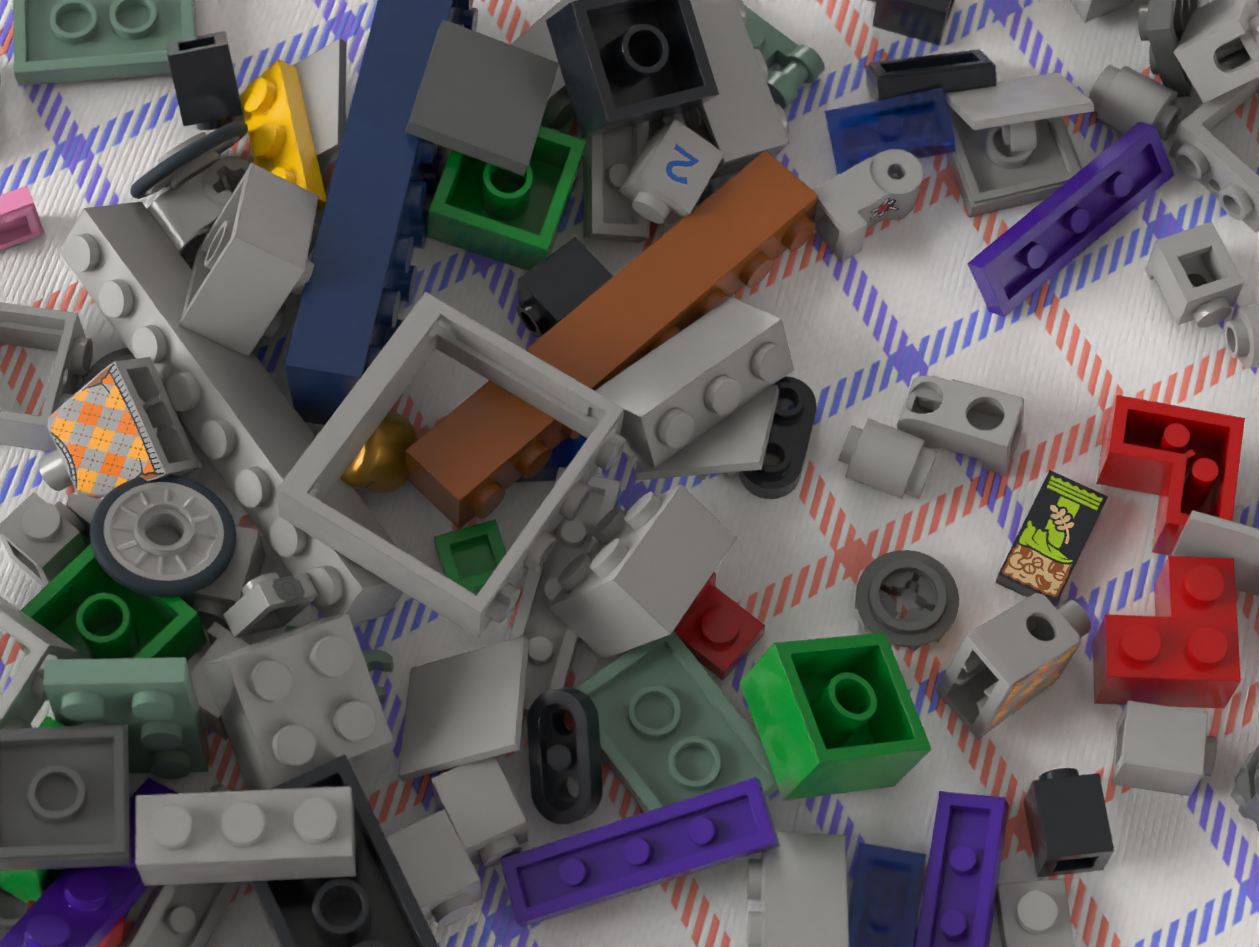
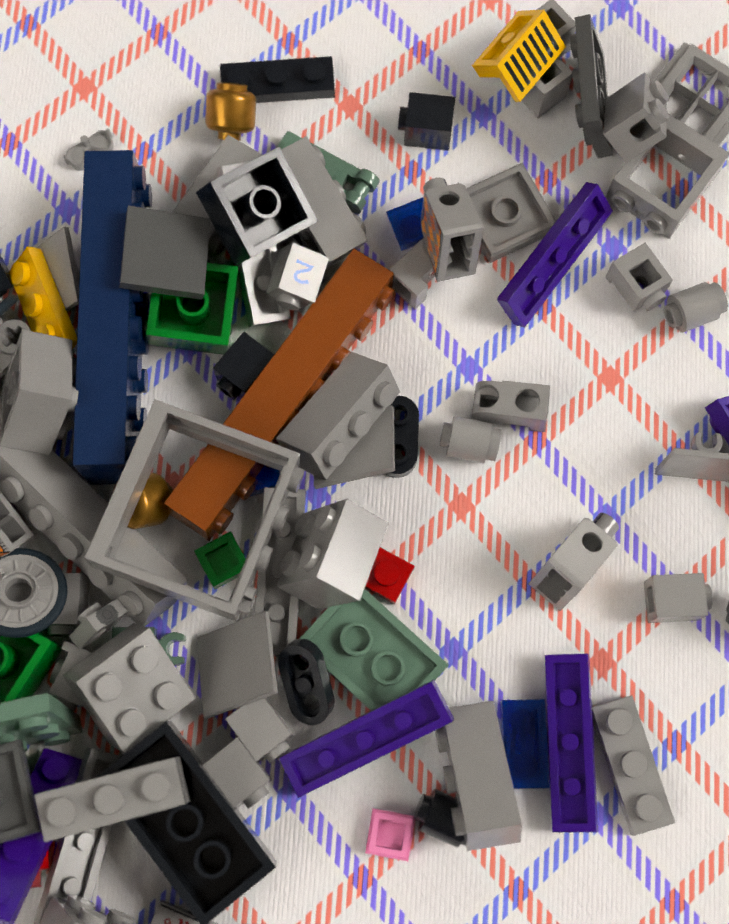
camera: 10 degrees left, 10 degrees up
(834, 715) = (471, 623): green brick -> none
(894, 574) = (515, 519): dark grey gear -> none
(918, 117) = (448, 215): none -> light grey torso
(925, 73) = (454, 170): black tile -> none
(1018, 104) = (509, 186): light grey piece -> none
(1051, 538) = (581, 470): tile -> none
(1068, 823) = (628, 658): black brick -> none
(1128, 97) = (577, 166): light grey brick -> none
(1176, 454) = (658, 405): red brick -> none
(1184, 651) = (682, 526): red brick -> none

